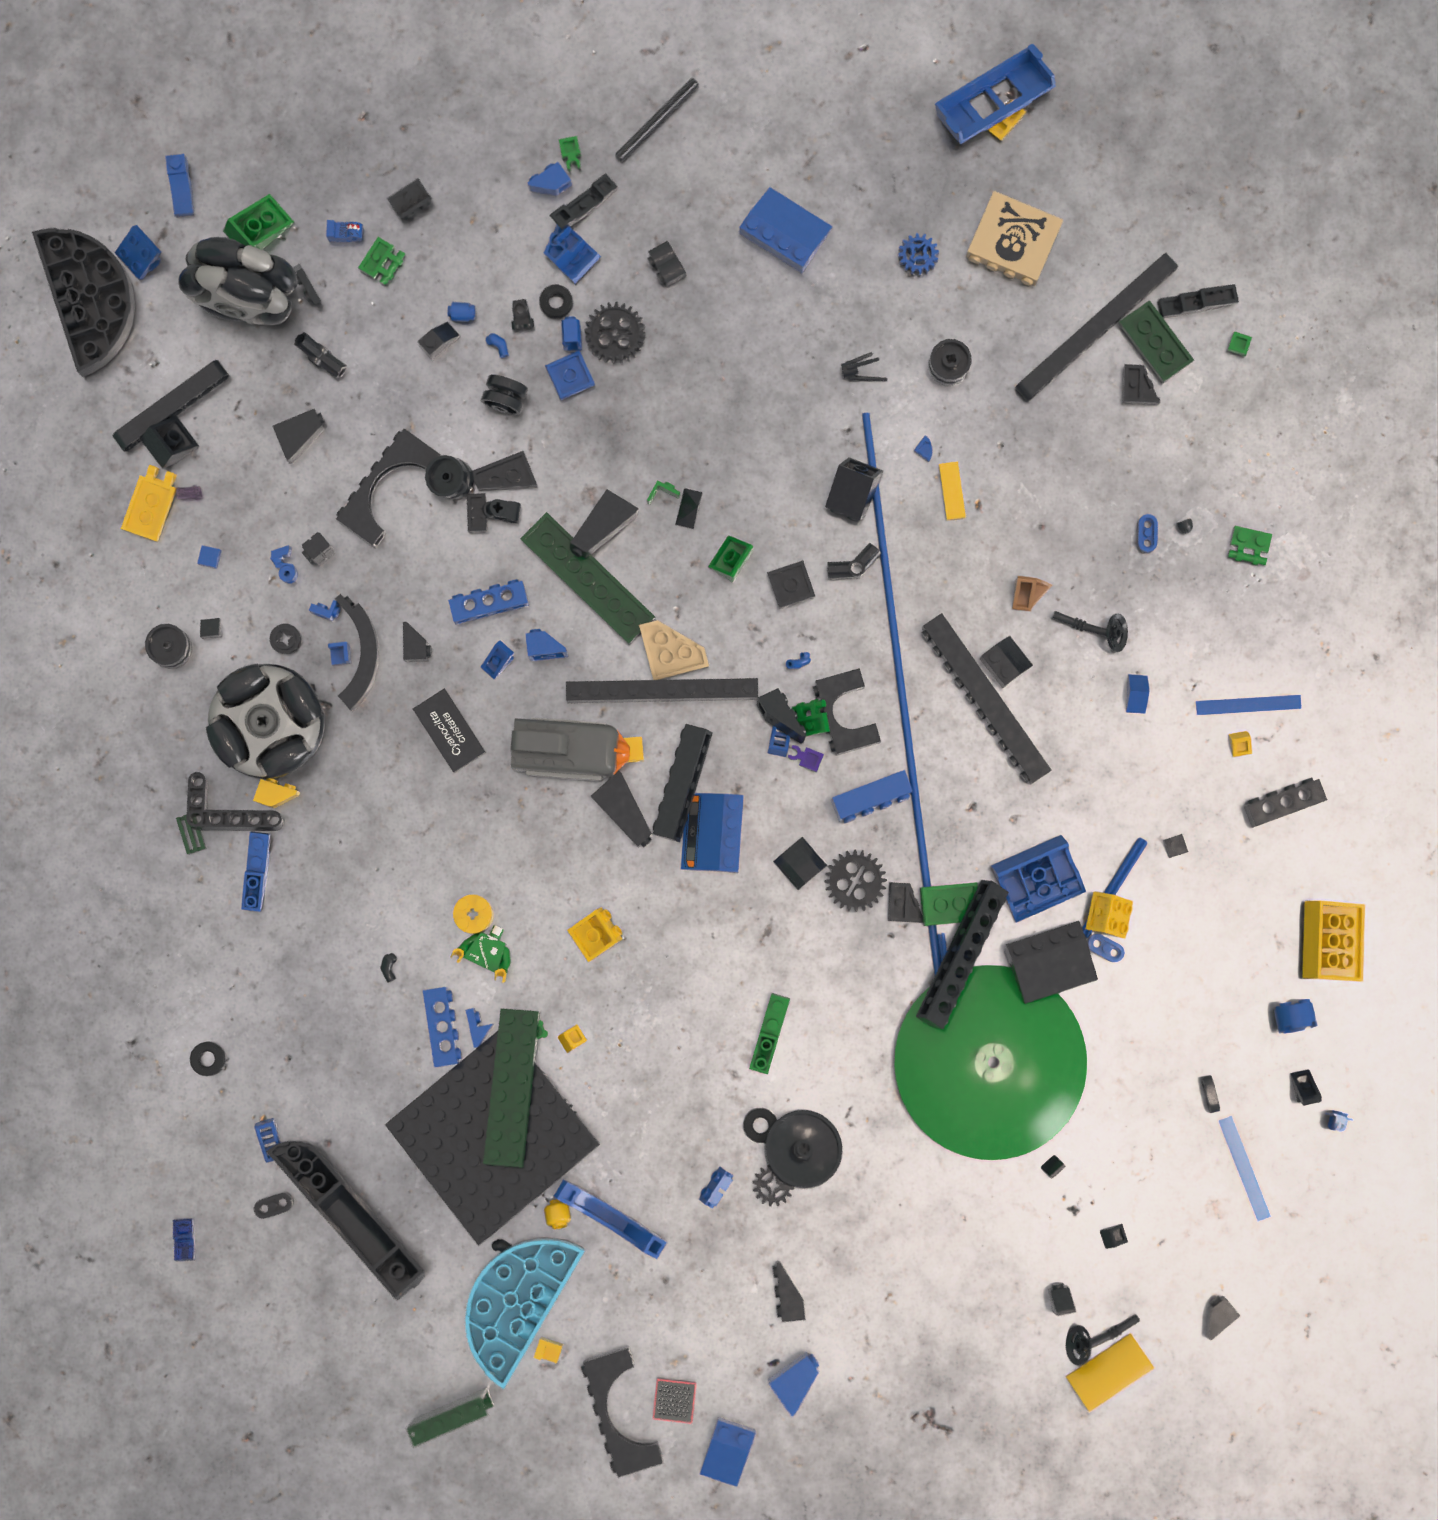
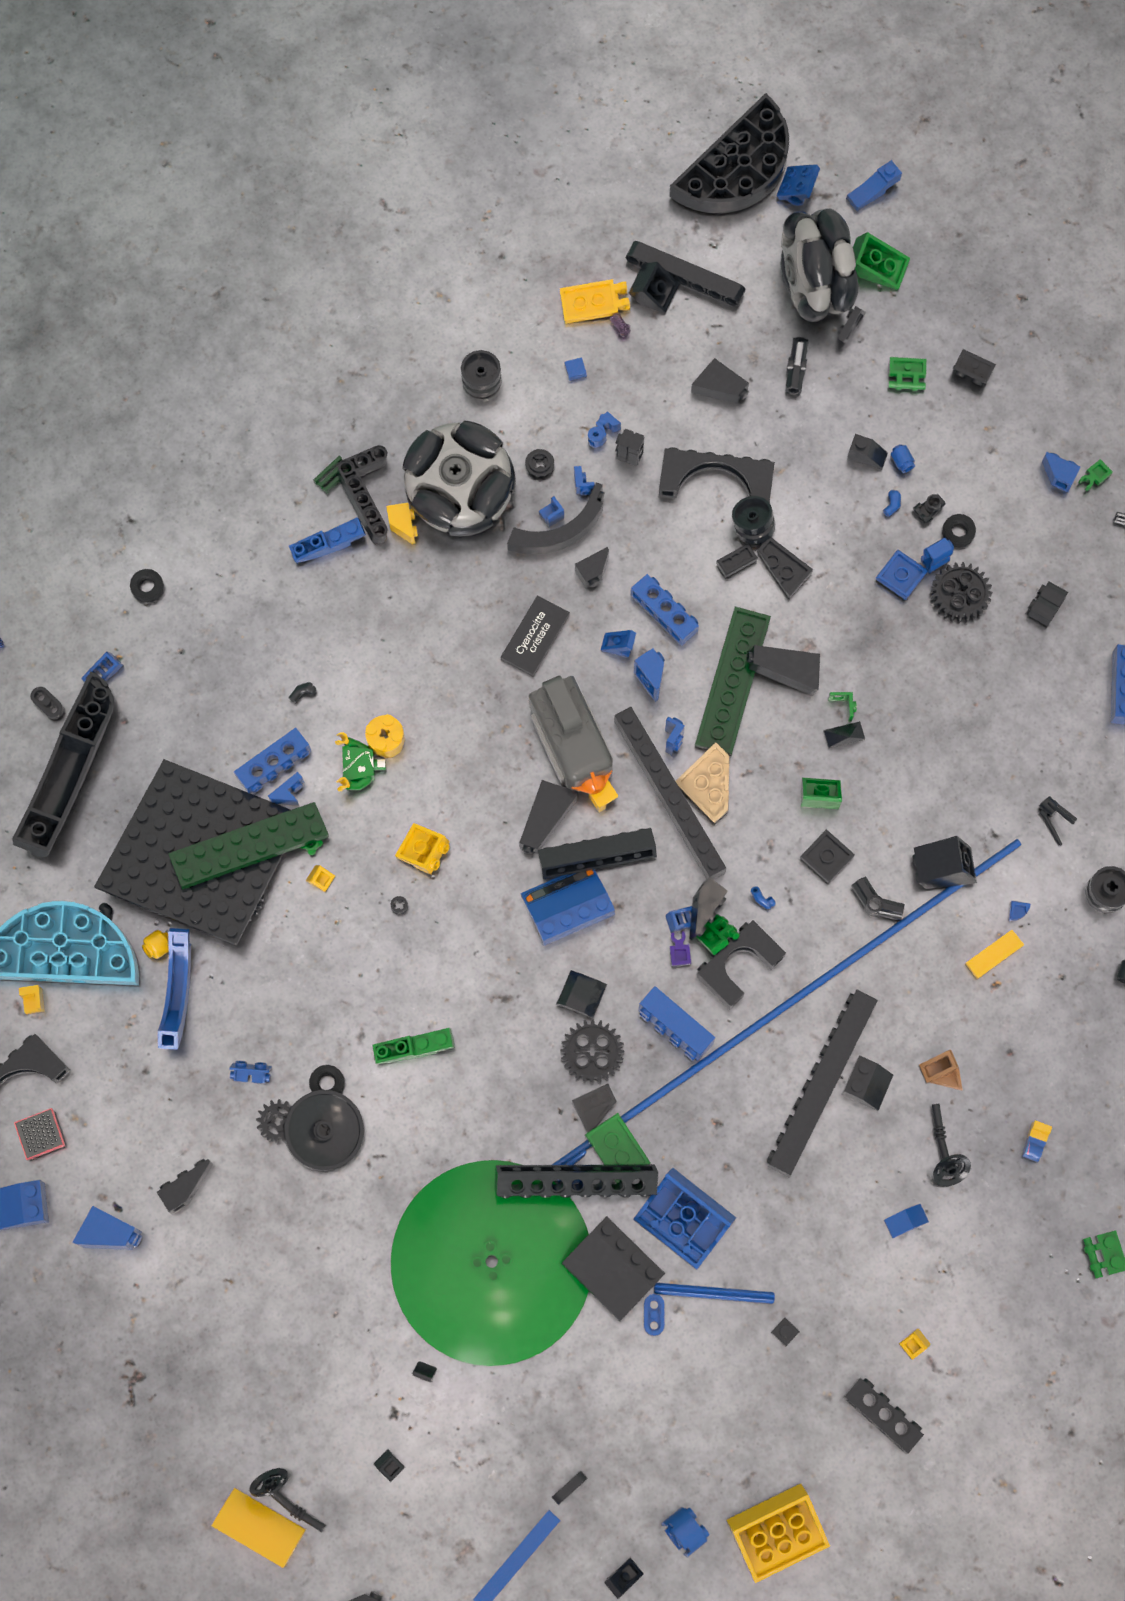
camera: 60 degrees right, 10 degrees down
(210, 628) = (515, 400): black slope -> none
(344, 231) = (913, 330): blue leg -> none
(503, 510) = (752, 582): black piece -> none
(504, 394) = (851, 527): black wheel -> none
(570, 253) = (1009, 519): blue slope -> none
(585, 203) = (1058, 509): black slope -> none
(616, 657) = (676, 730): none -> blue bracket
(630, 977) = (398, 911): none -> black bush
(1061, 1299) = (303, 1443): black slope -> none
(1109, 914) = (686, 1301): yellow bracket -> none
(1128, 548) = (1036, 1140): none -> leg
(1147, 534) = (1059, 1151): blue plate -> none
(1185, 526) = (1088, 1183): black hinge -> none
(1248, 704) = (956, 1333): blue sticker -> none

